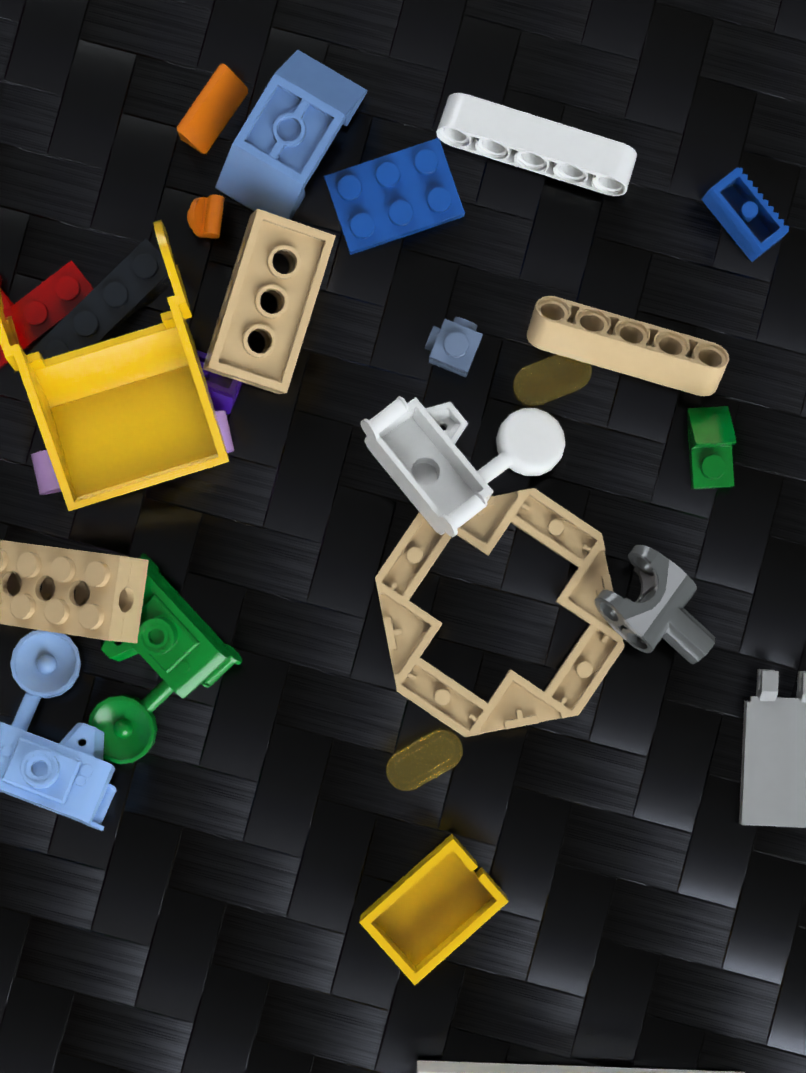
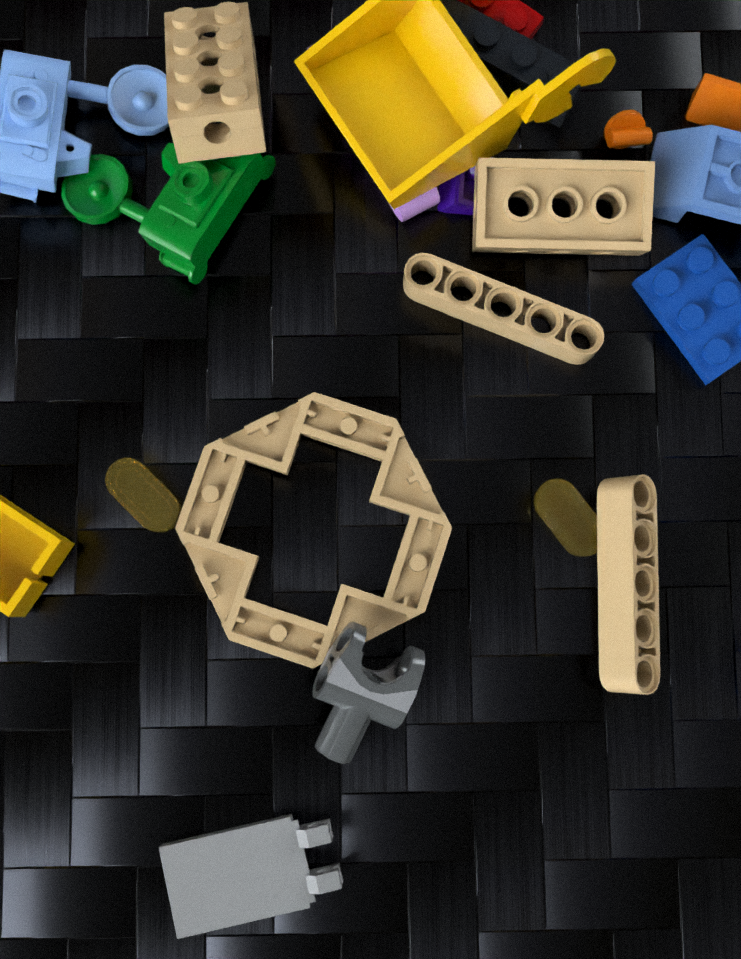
camera: 75 degrees right, 5 degrees down
(348, 364) = (522, 305): none -> tan beam
(434, 470) = (438, 420): white piece -> none
(454, 345) = (573, 406): sand blue brick -> none
(710, 447) = (547, 703): green slope -> none

